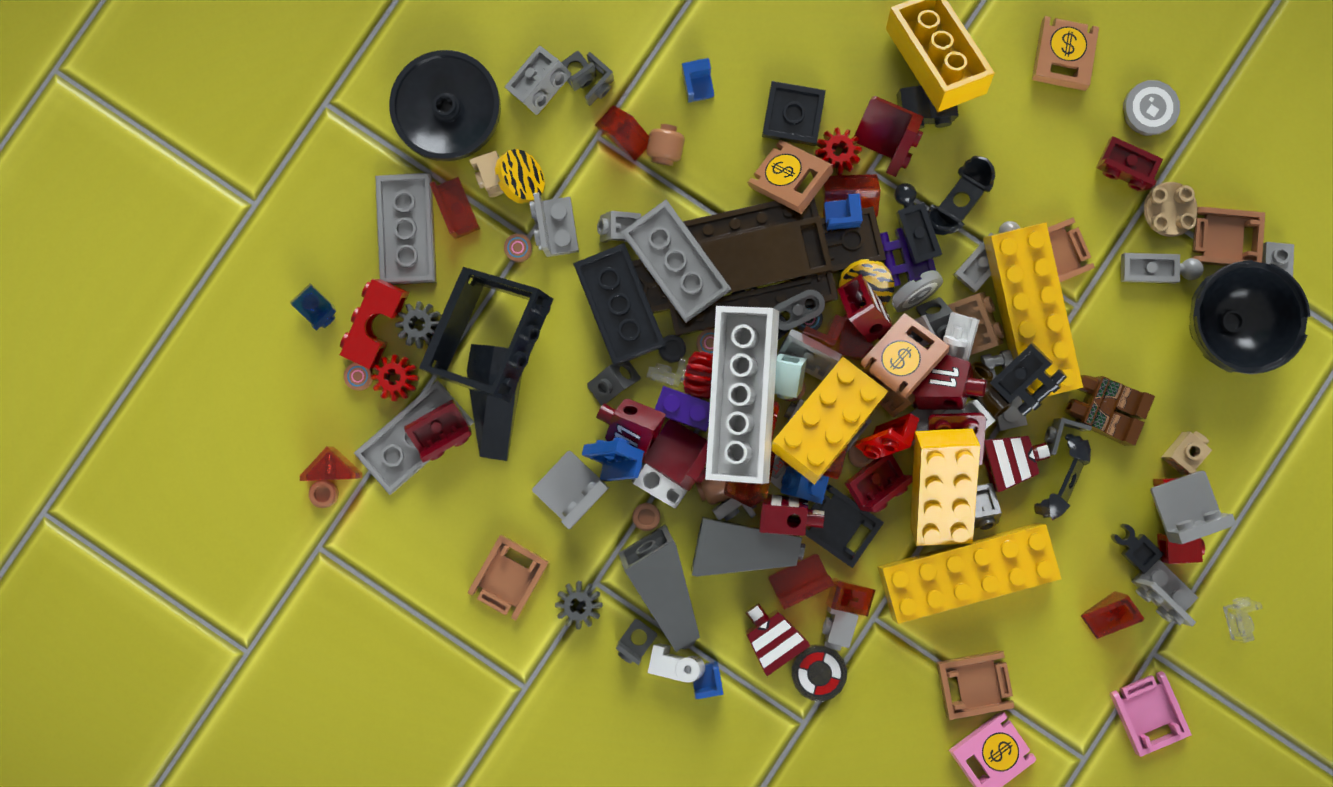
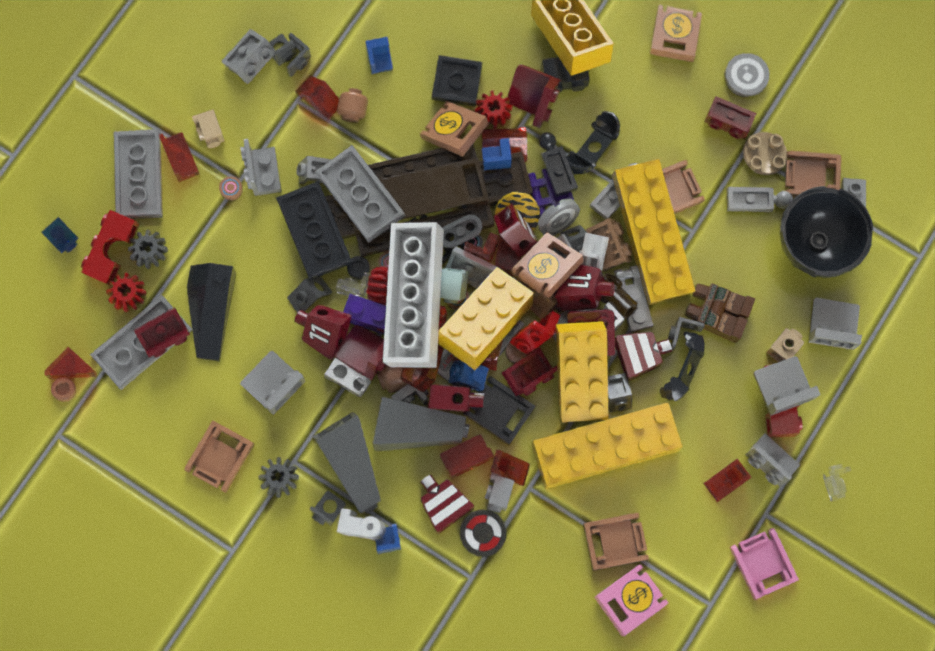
camera: 10 degrees left, 10 degrees down
(358, 377) = (95, 292): nougat tile -> none
(445, 105) = (172, 75): black dish -> none
(454, 322) = (180, 240): black window -> none
(519, 176) = (232, 129): yellow tile -> none
(618, 458) = (310, 351): blue bracket -> none
(646, 516) = (336, 405): nougat tile -> none
(1021, 373) = (643, 277): black plate -> none
(1138, 550) = (750, 427): black plate -> none
(1248, 425) = (834, 324): none -> light grey bracket

